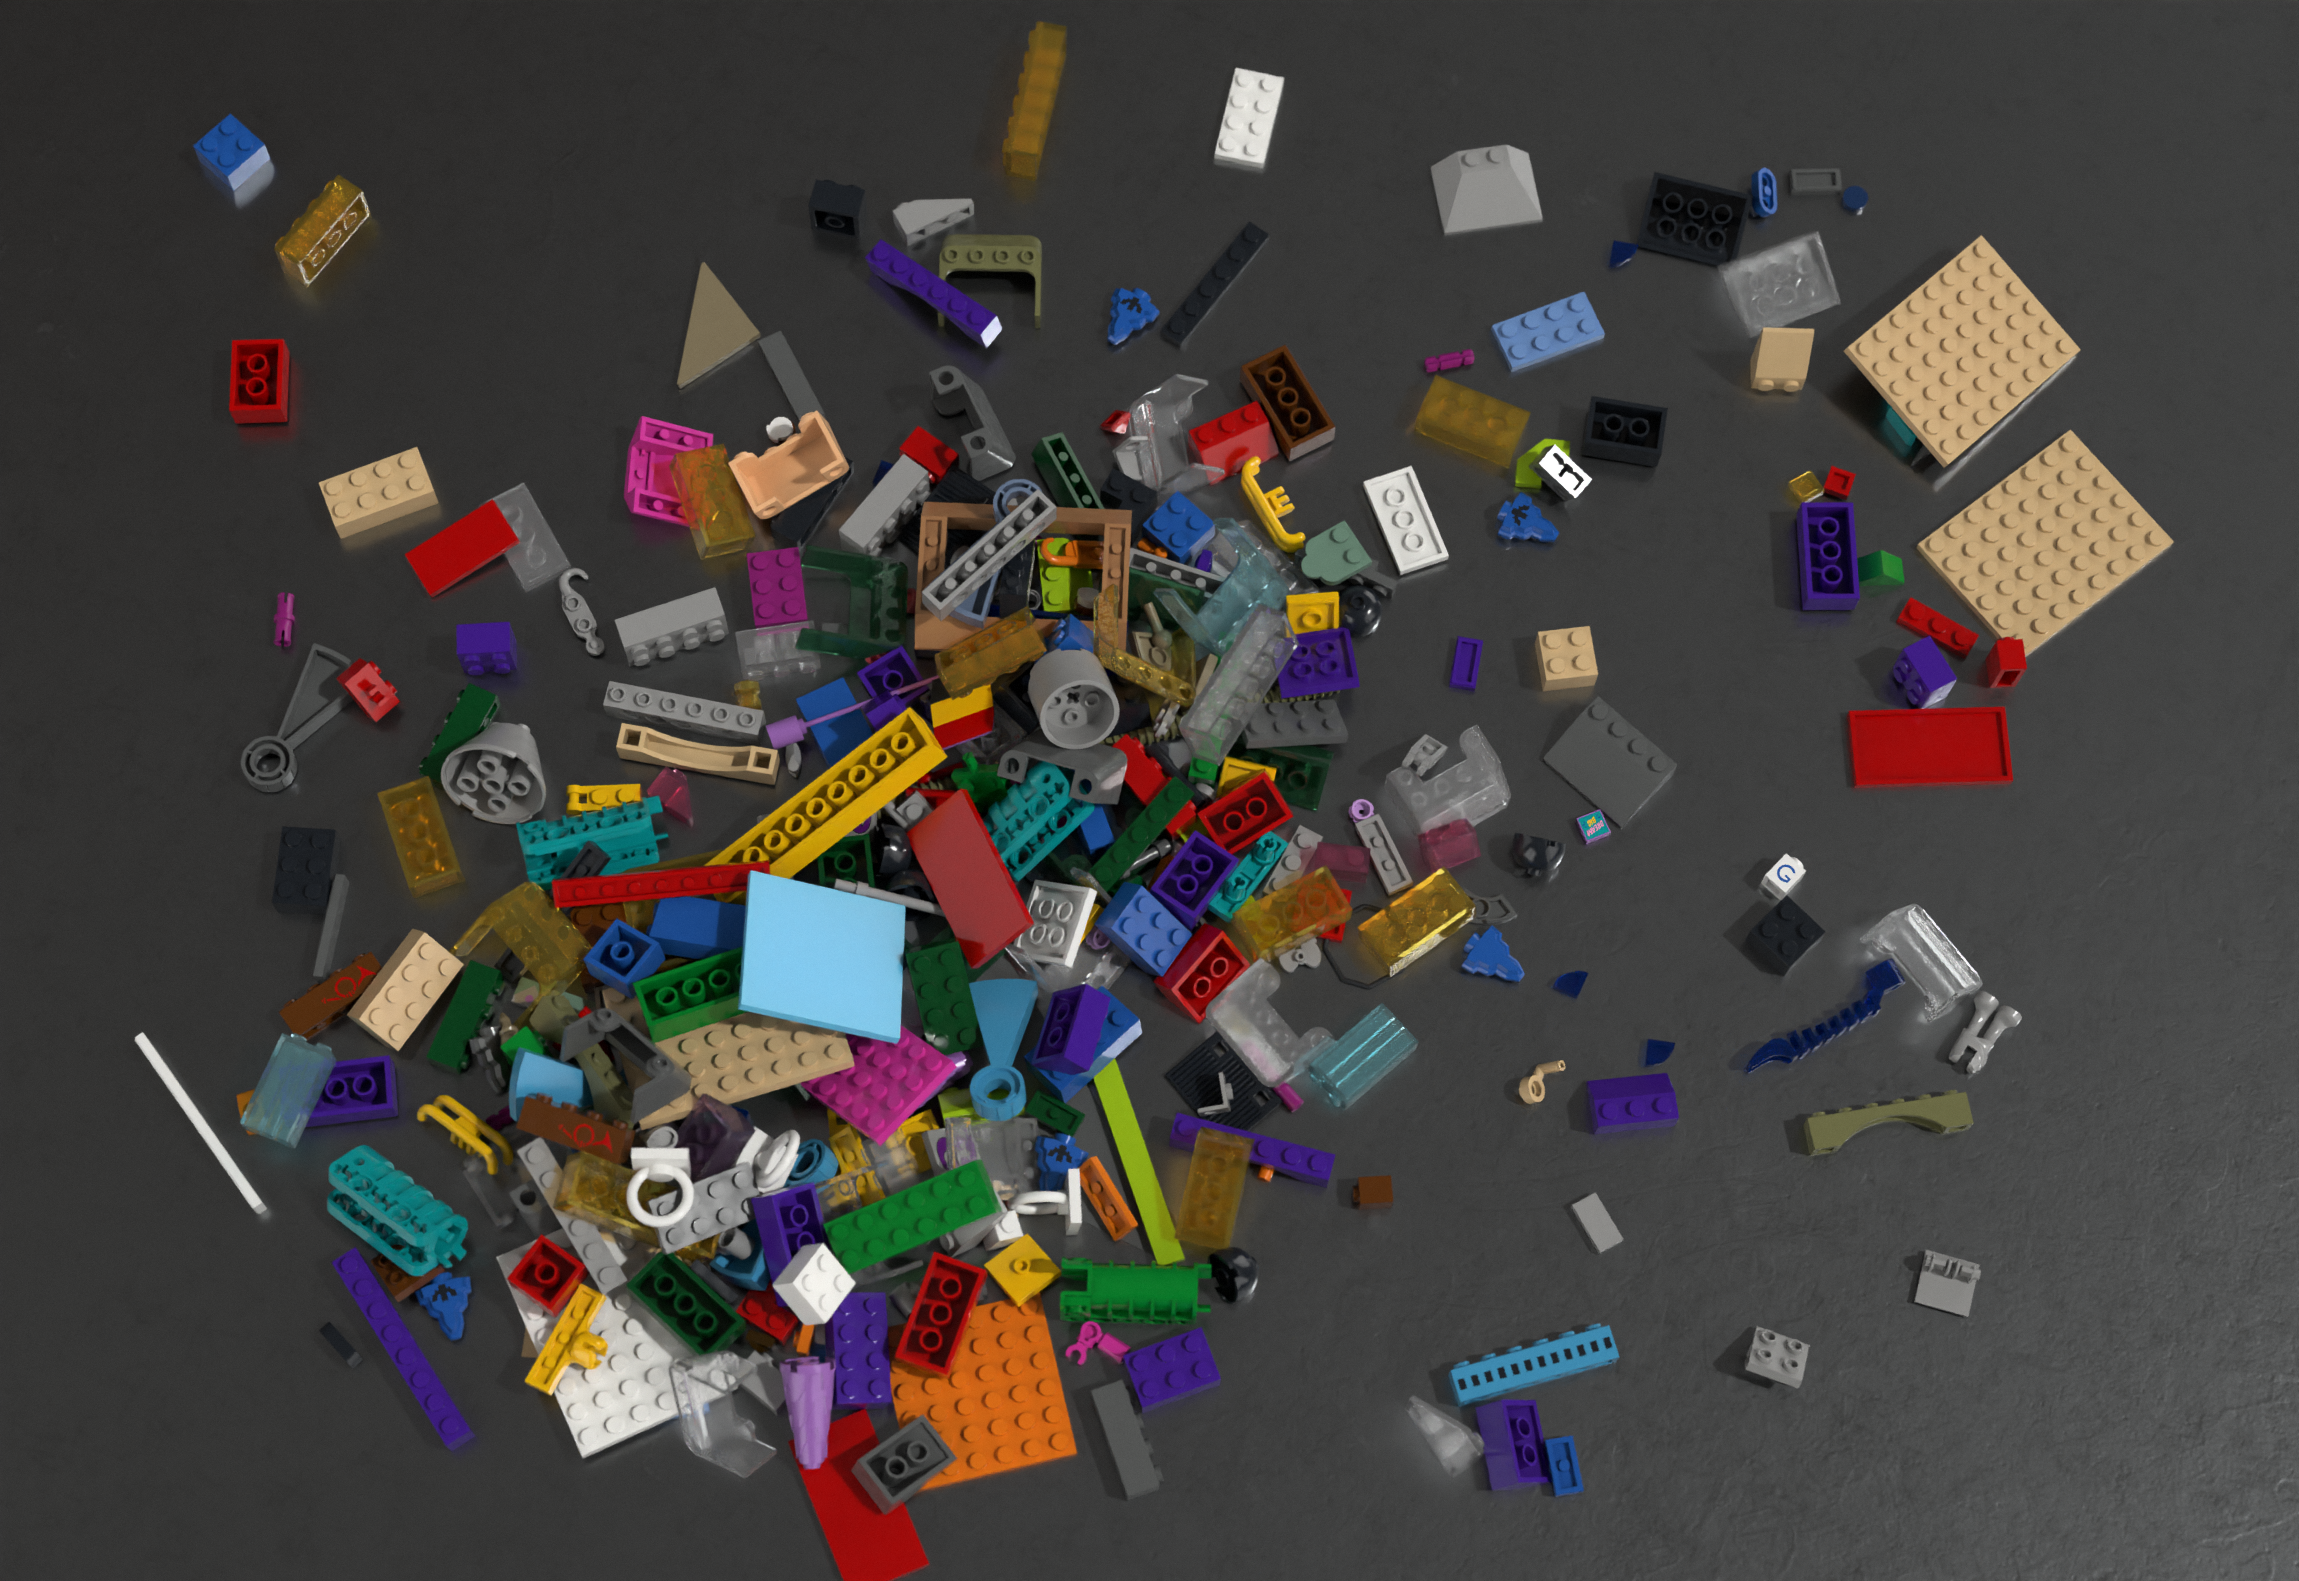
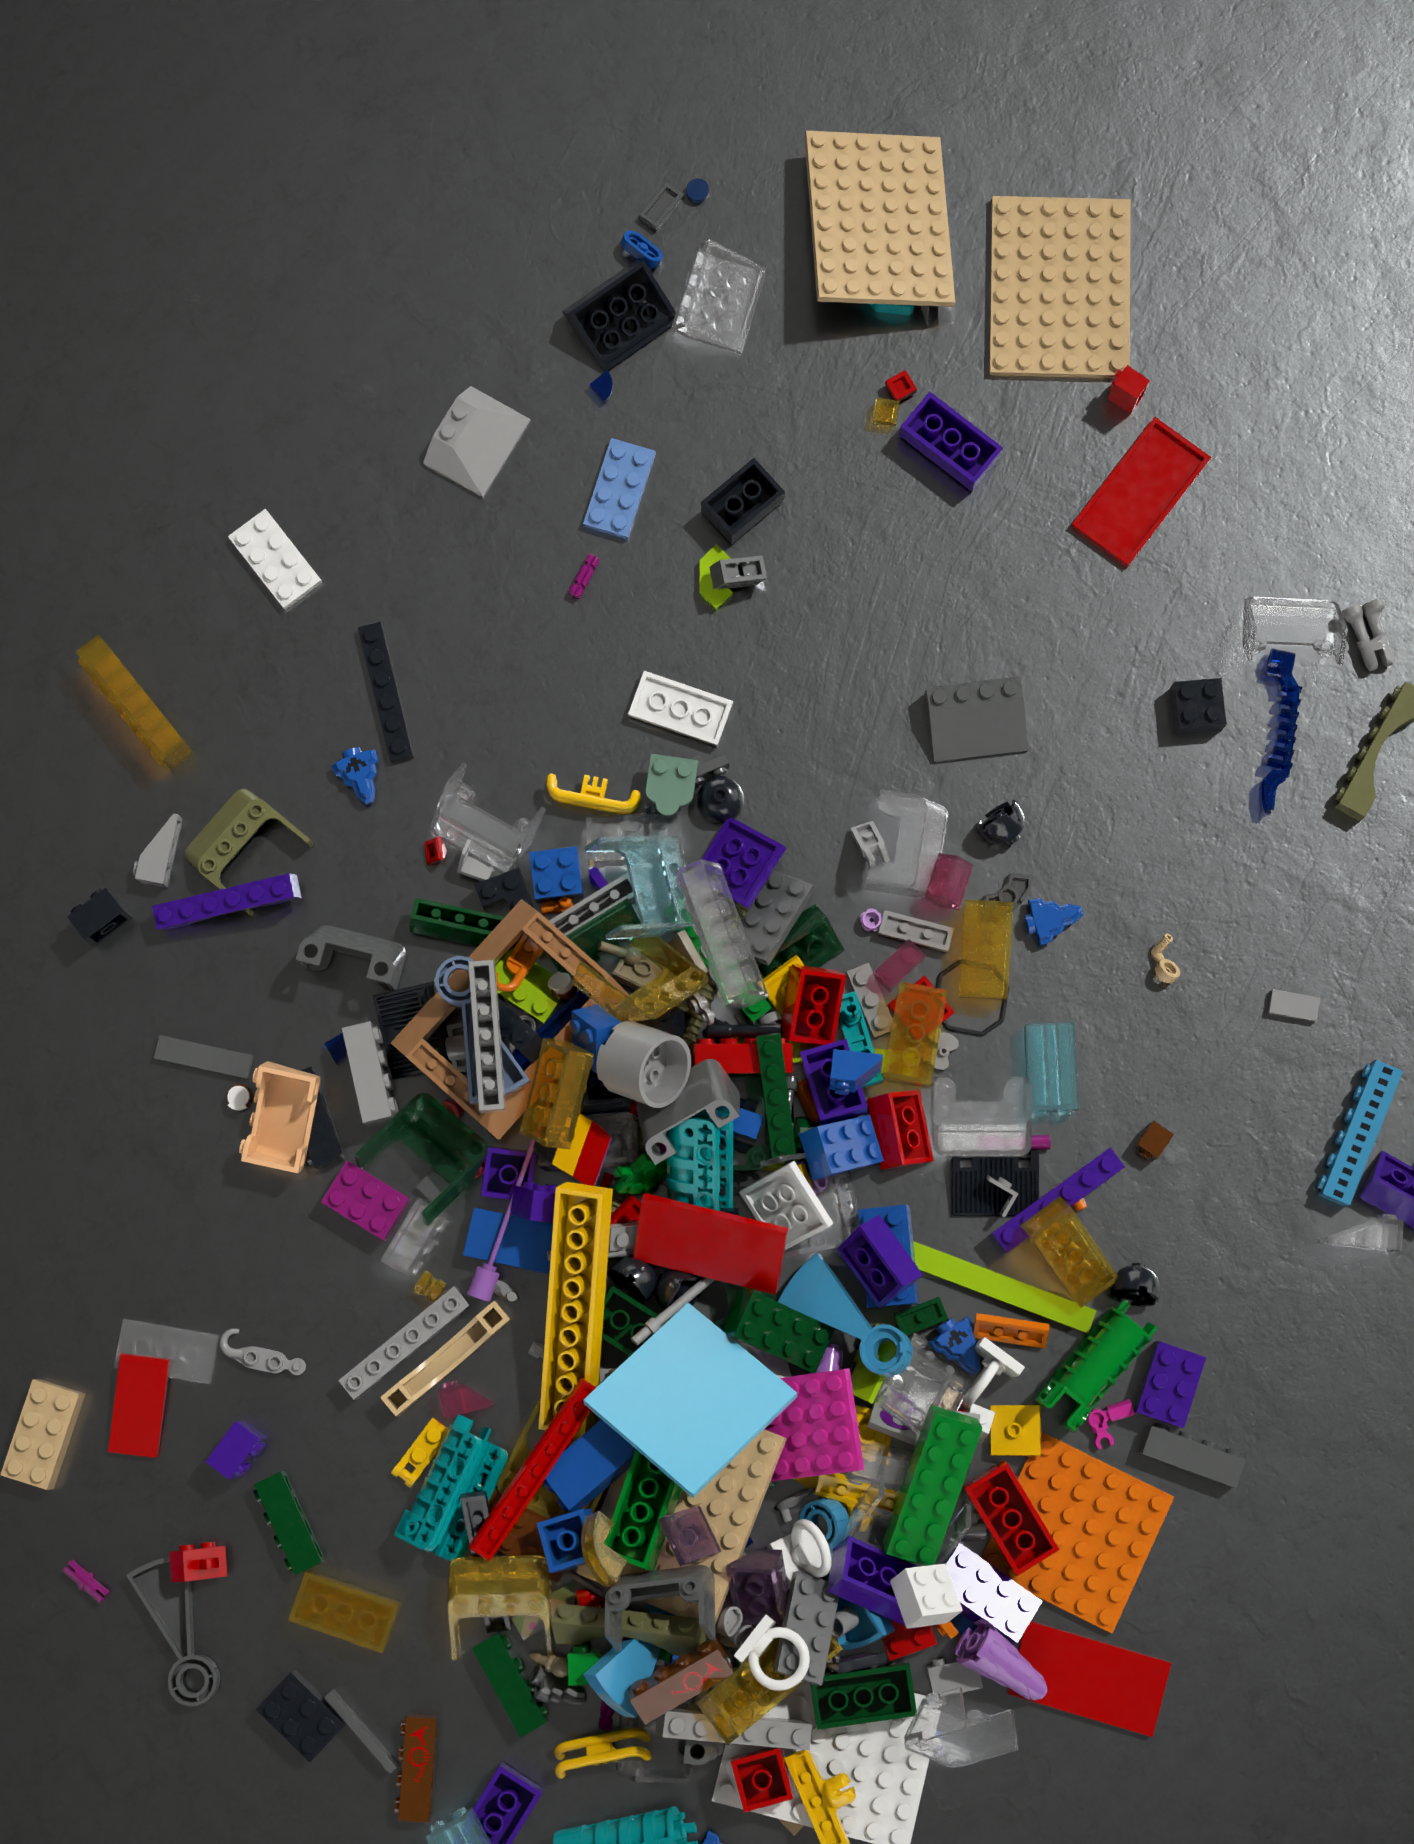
camera: 45 degrees left, 10 degrees up
(405, 989) = (456, 1714): tan brick -> none
(497, 775) = (345, 1517): light grey cone -> none
(627, 984) = (600, 1559): none -> clear yellow brick
(648, 478) = (206, 1207): dark pink slope -> none
(672, 627) = (332, 1301): light grey brick -> none
(705, 1042) = (689, 1535): none -> plate
(712, 501) = (257, 1194): clear yellow brick -> none
(714, 330) = (117, 1080): dark tan tile -> none
(761, 1342) = (921, 1658): dark brown tile -> none
(809, 1129) = (784, 1505): none -> light grey bar
(903, 1464) = (1092, 1627): dark grey slope -> none
(929, 454) = (350, 1007): red brick -> none
(1214, 876) = (853, 1070): none -> blue slope
(1233, 440) = (521, 780): red slope -> none
(1288, 402) = (524, 718): reddish brown brick -> none
(1313, 611) = (700, 833): yellow plate -> none
(1466, 663) = (821, 755): dark purple tile -> none
(1472, 421) = (645, 599): clear yellow brick -> none
(1524, 521) = (750, 626): blue rock -> none
(1566, 658) = (877, 684): tan brick -> none
(1571, 983) = (1111, 879): clear blue tile -> none
(1593, 826) = (1011, 769): tile -> none
(1632, 1103) = (1230, 910): dark purple slope -> none
(1657, 1052) = (1207, 862): clear blue tile -> none
(1781, 359) = (782, 348): tan slope -> none
(1784, 876) = (1154, 670): white brick -> none
(1880, 569) = (988, 413): green slope -> none
(1924, 673) = (1090, 450): dark purple brick -> none
(1940, 628) = (1060, 411): red plate -> none

